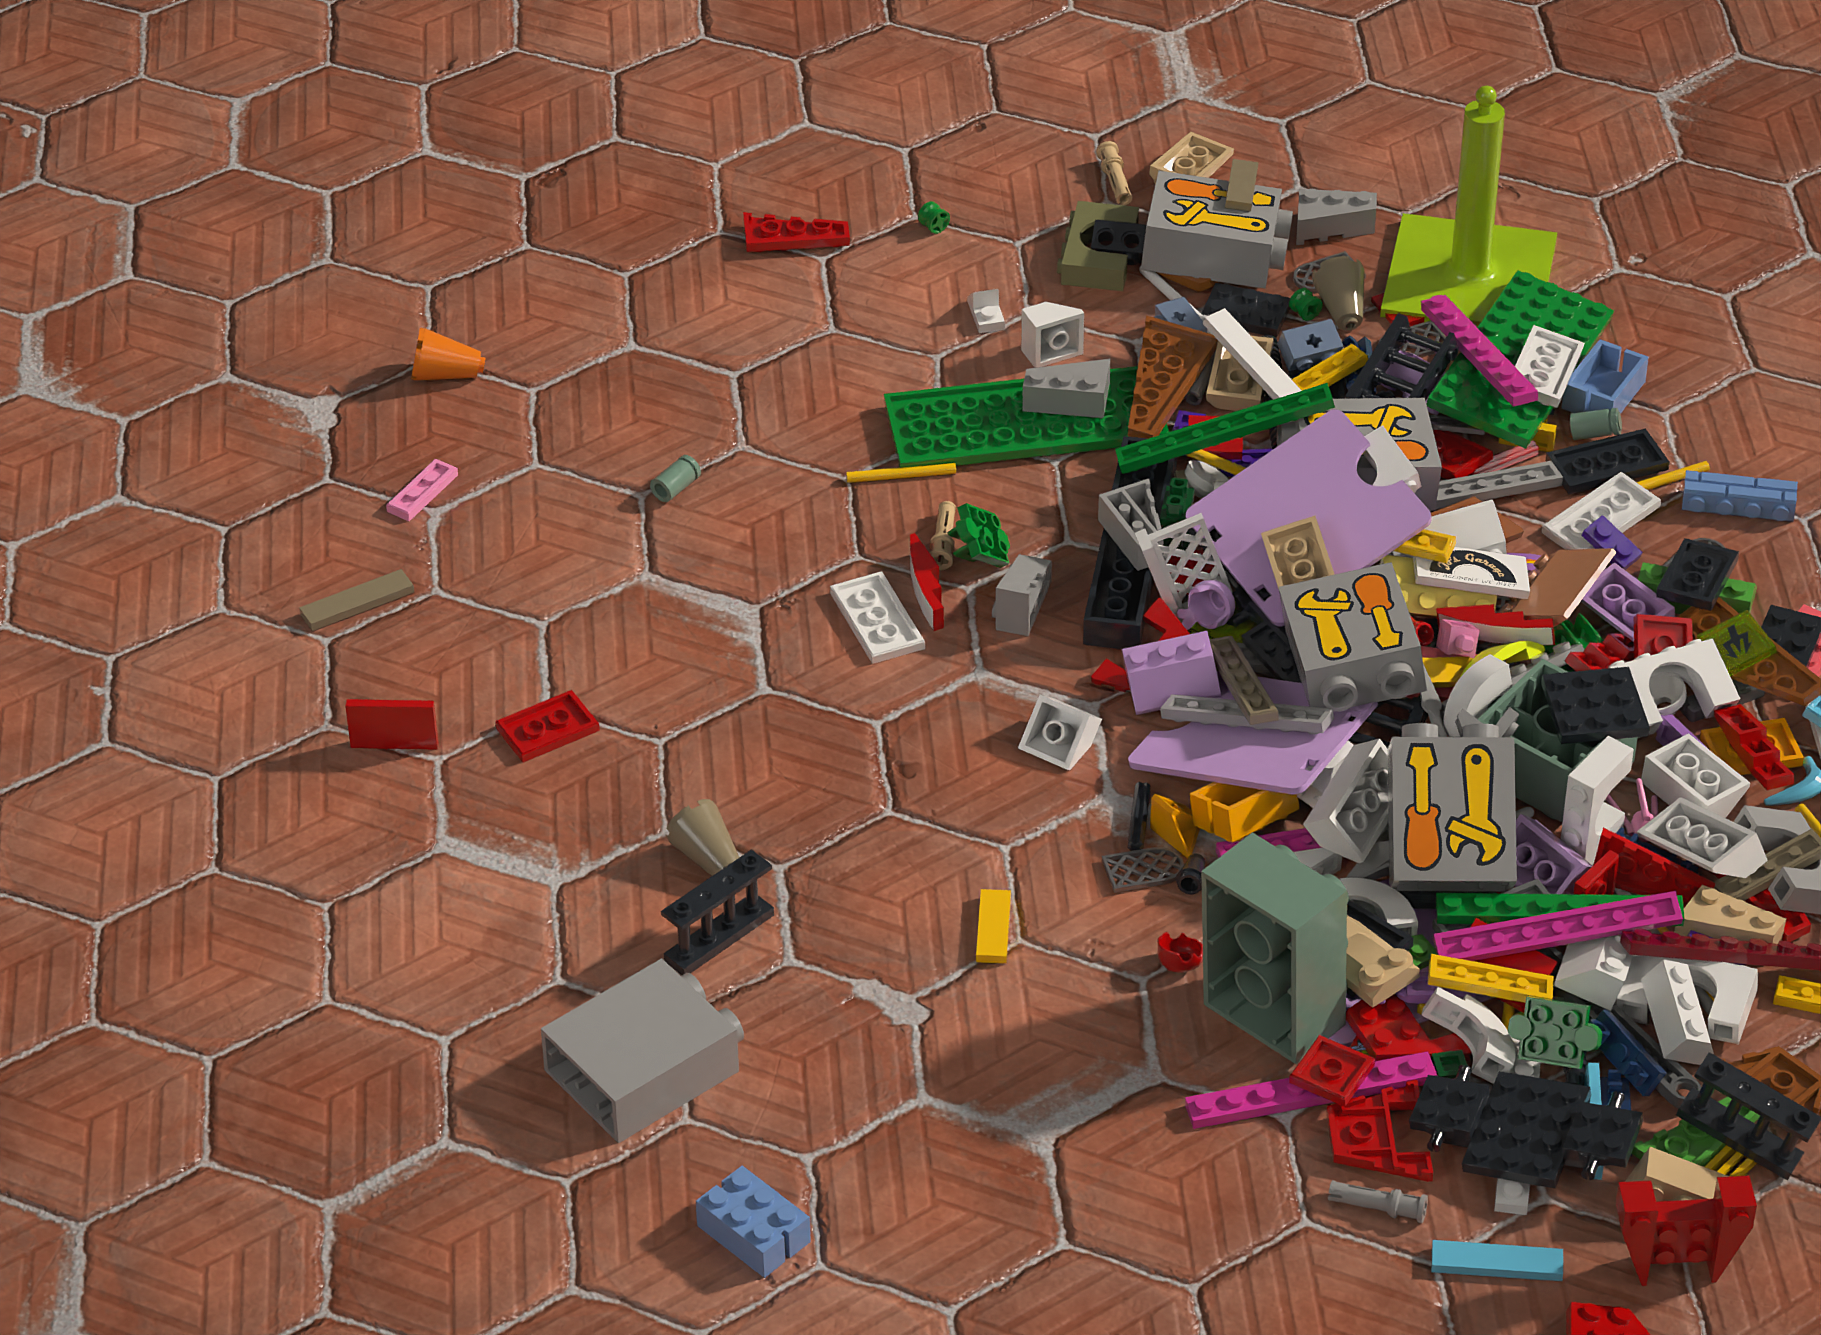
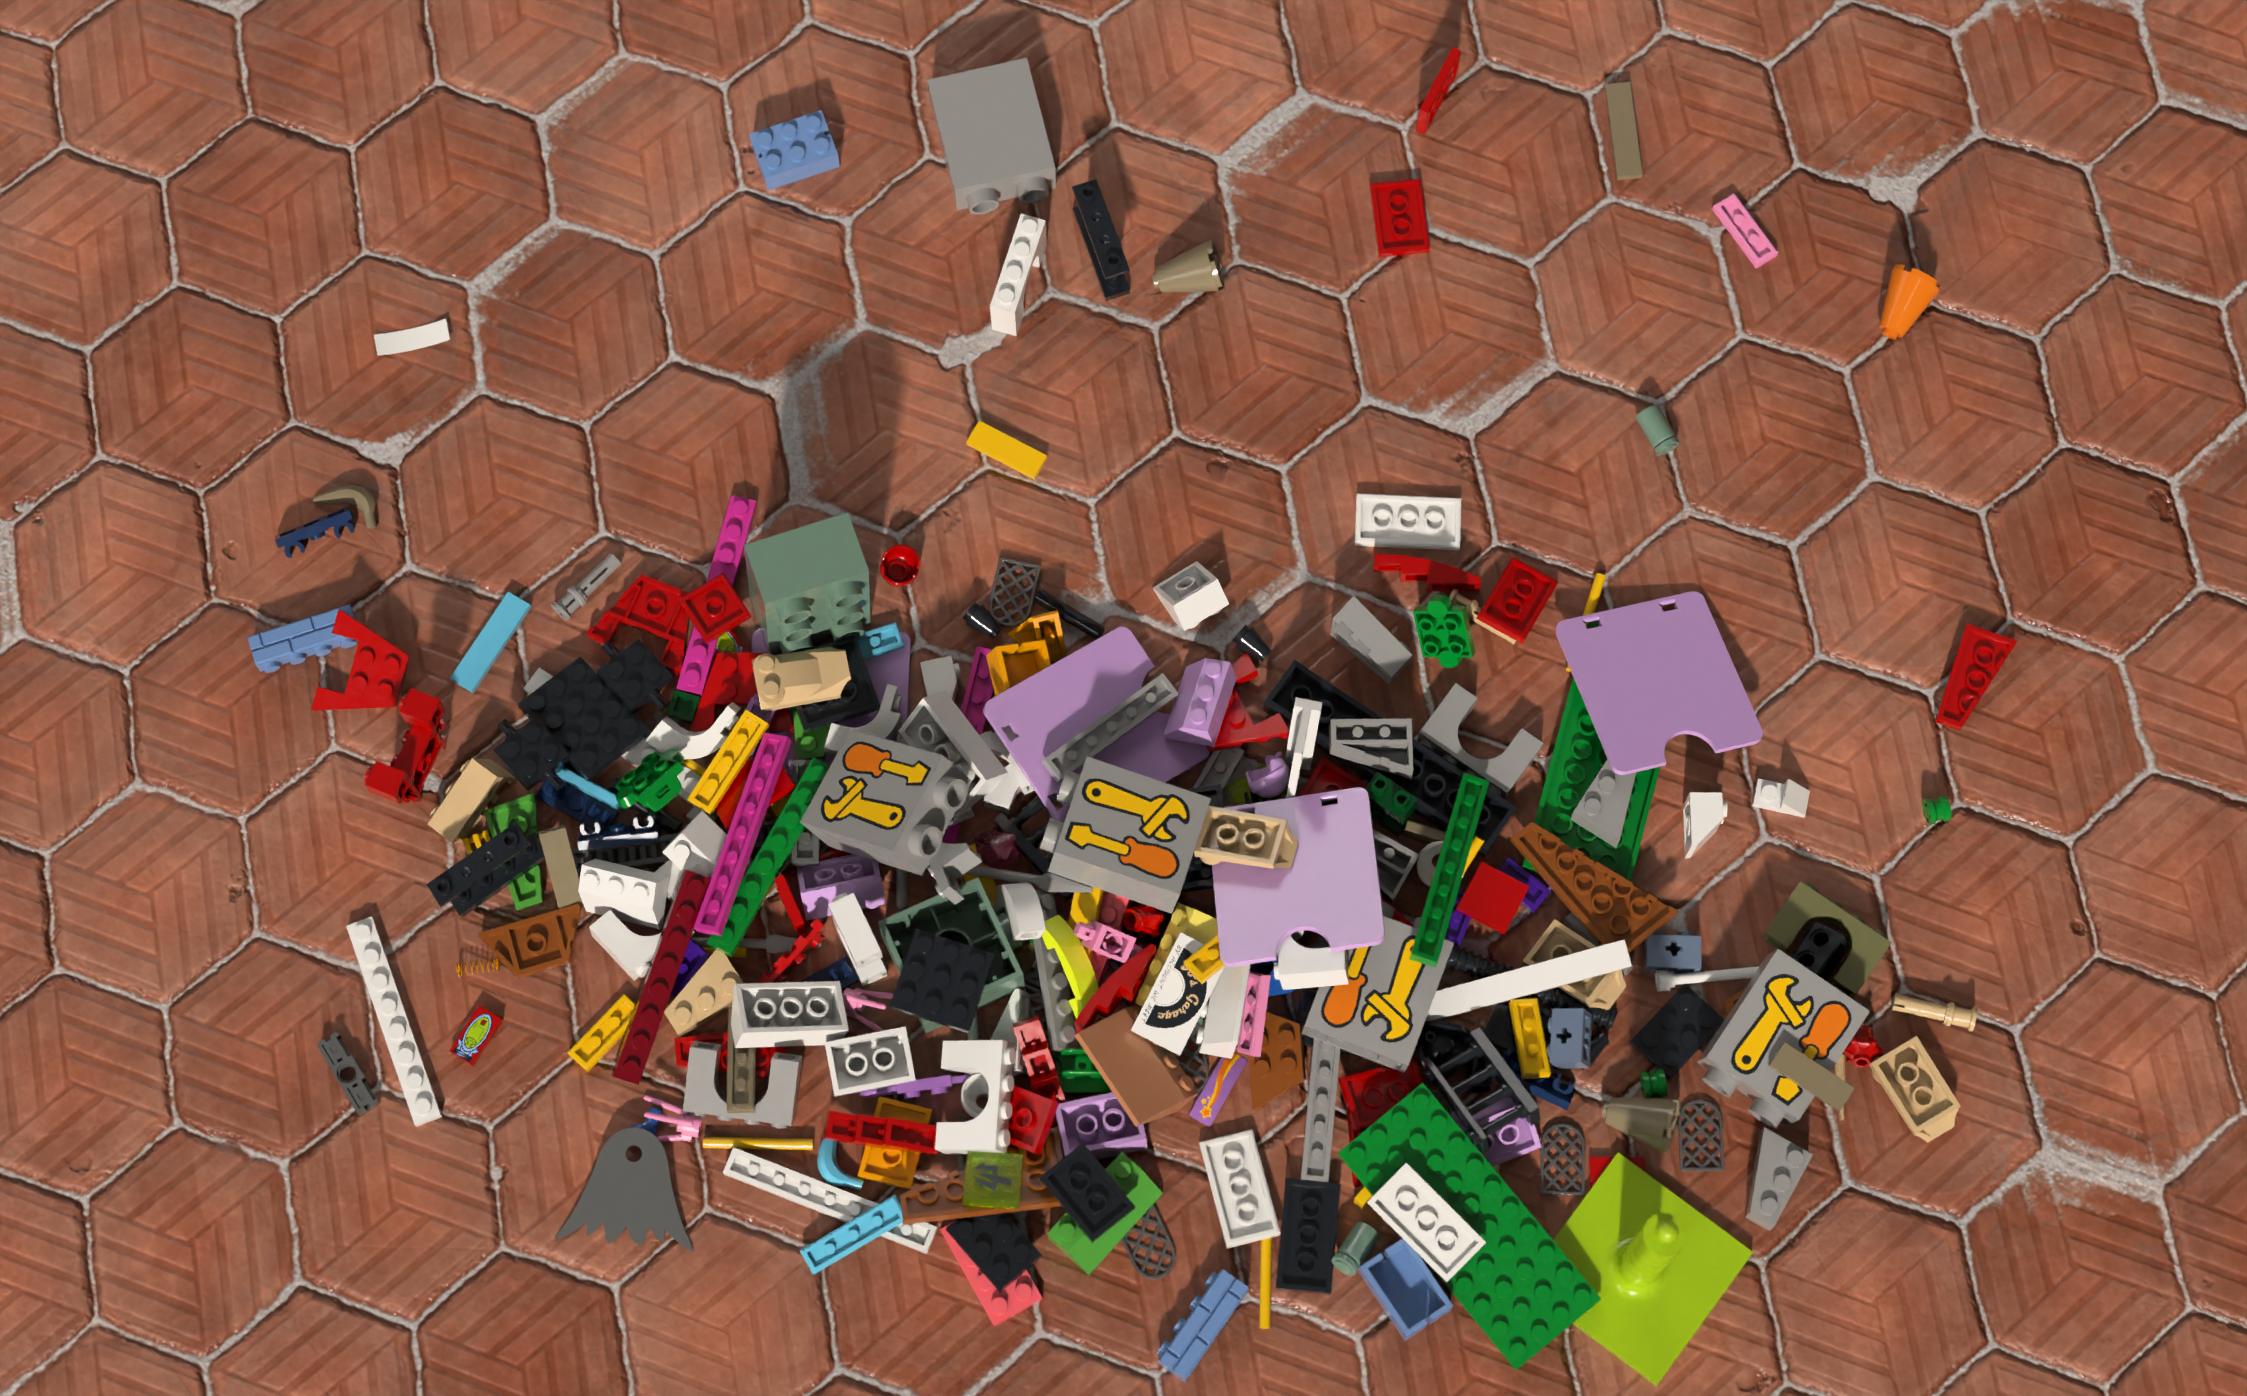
camera: 115 degrees right, 30 degrees up
(764, 950) = (1024, 252): none -> white arch
(911, 513) = (1517, 600): none -> red tile
(935, 393) = (1656, 679): none -> lavender door
(1077, 521) = (1441, 736): none -> light grey arch
(1078, 677) = (1251, 643): none -> black cone
(1242, 681) = (1152, 744): dark tan tile -> none
(1480, 350) = (1467, 1164): dark pink plate -> none
(1605, 535) = (1194, 1172): dark purple plate -> none
(1680, 1073) = (561, 866): none -> dark tan tile

